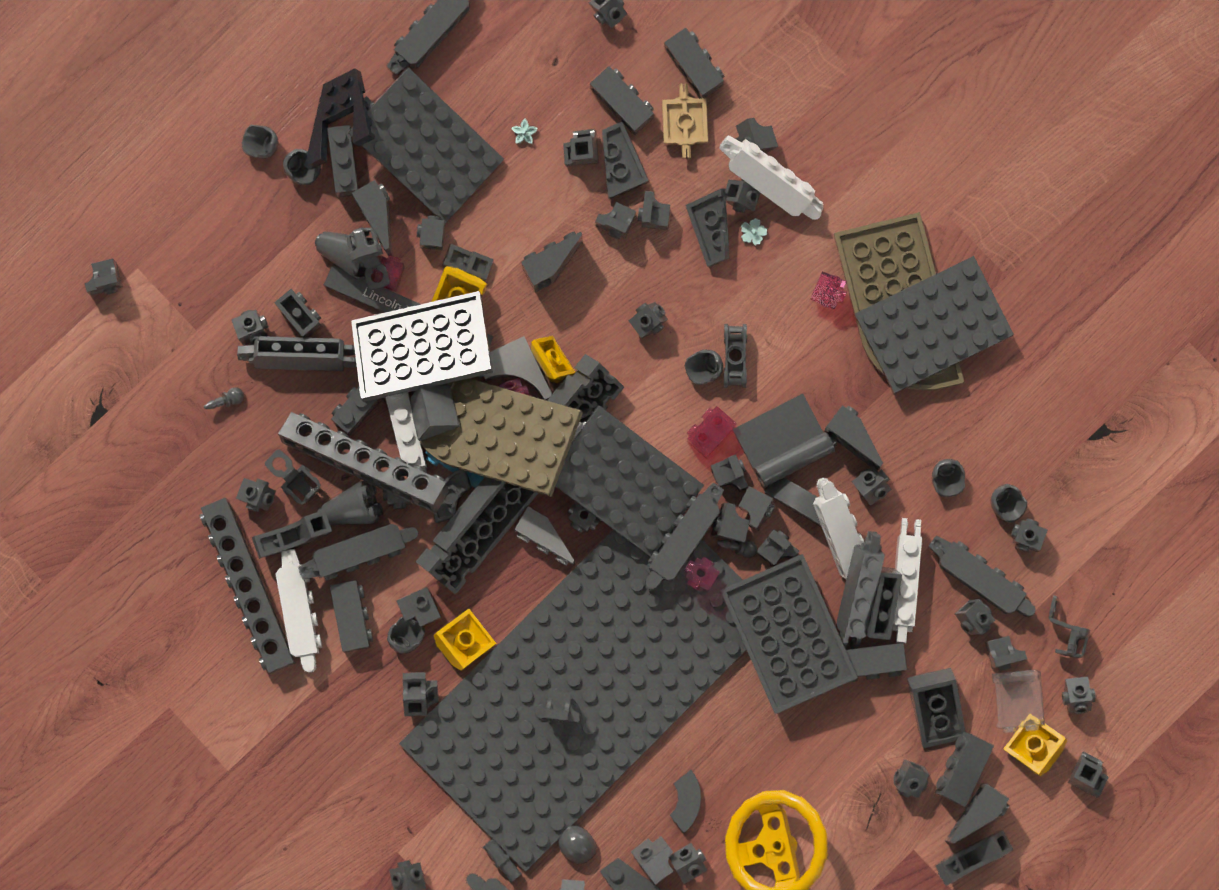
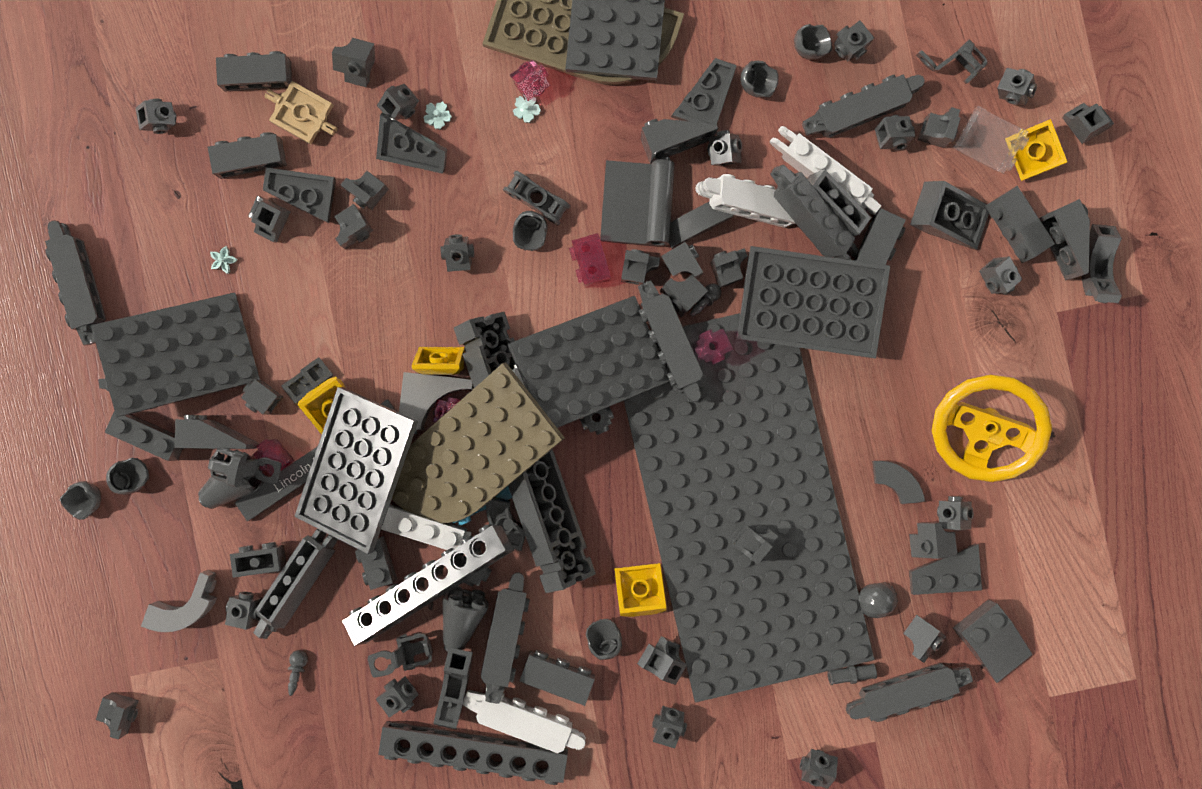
camera: 65 degrees left, 5 degrees up
(228, 288) = (168, 618): none -> light grey arch
(338, 99) = (85, 406): black wing -> none
(366, 732) = (668, 726): none -> dark grey brick
(419, 606) = (586, 611): dark grey brick -> none
(433, 411) = (420, 494): dark grey slope -> none
(539, 530) = (587, 463): light grey slope -> none
(546, 266) = (353, 313): dark grey slope -> none
(771, 178) = (398, 66): white hinge -> none
(803, 301) = (526, 109): none -> light aqua plant
(907, 444) = (708, 94): none -> dark grey wing

